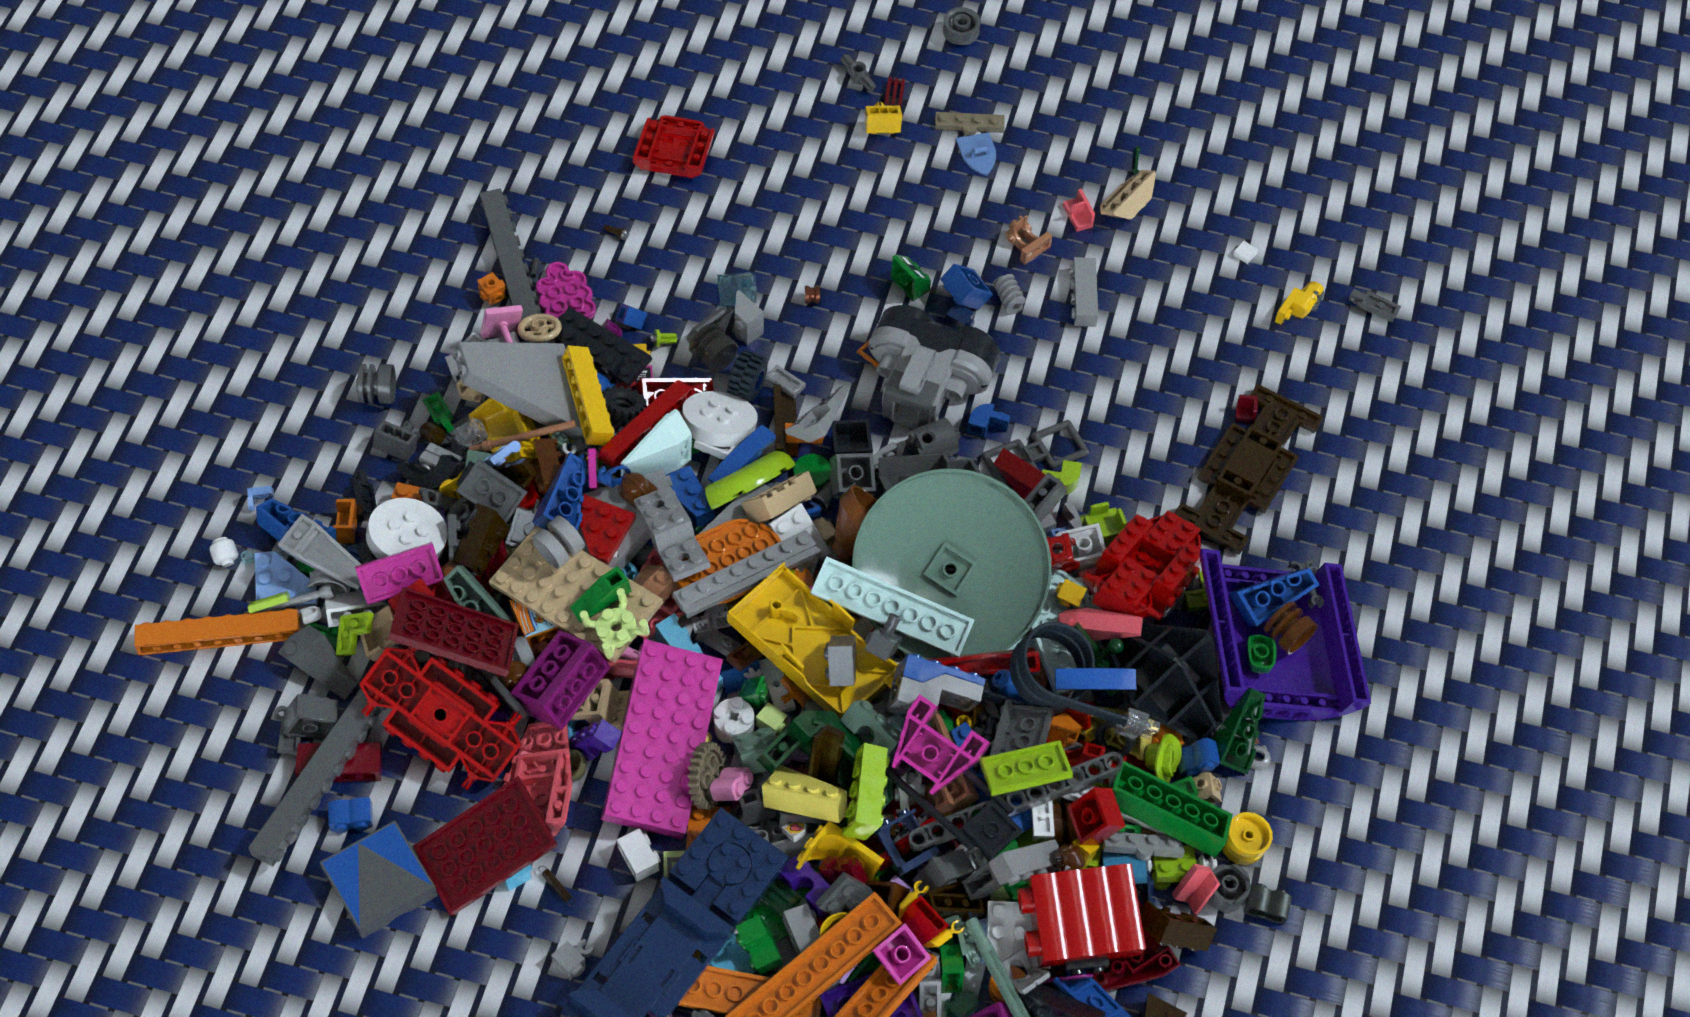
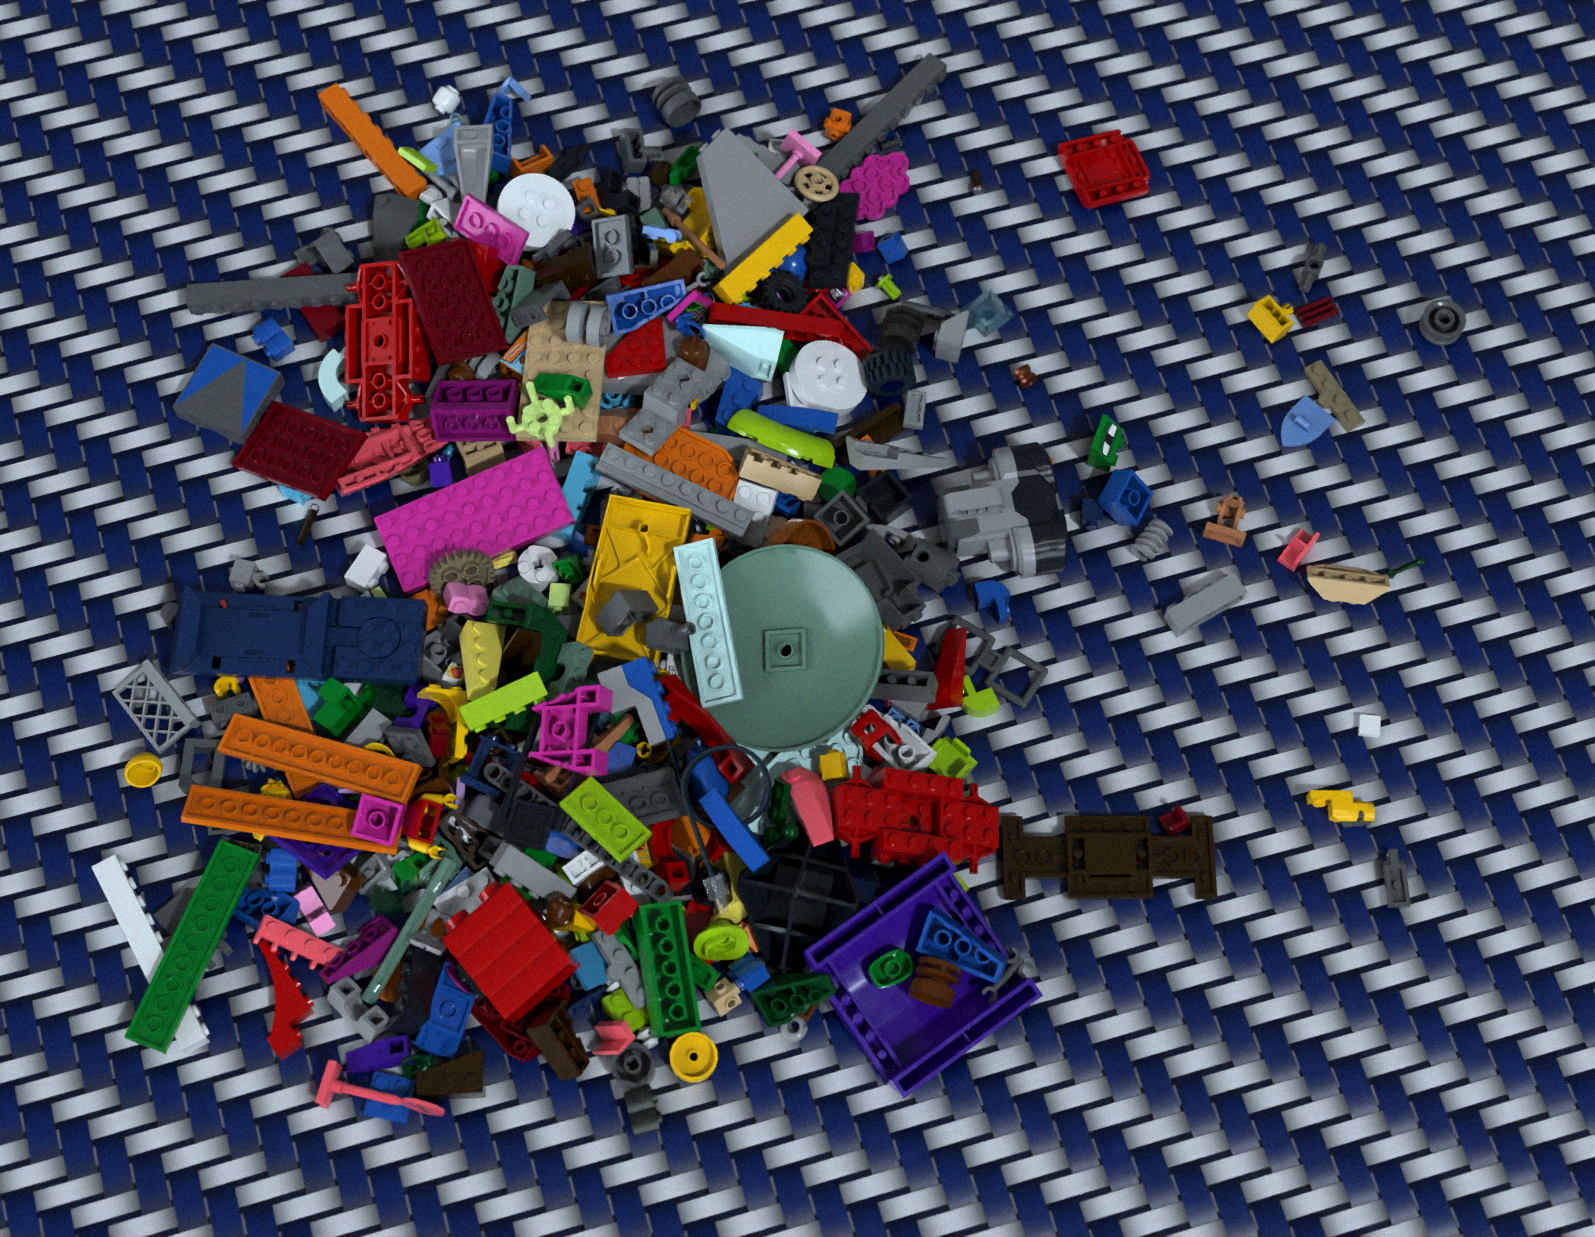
camera: 60 degrees right, 10 degrees up
(432, 792) = (328, 379): none -> light aqua arch
(498, 576) = (531, 310): none -> dark grey panel

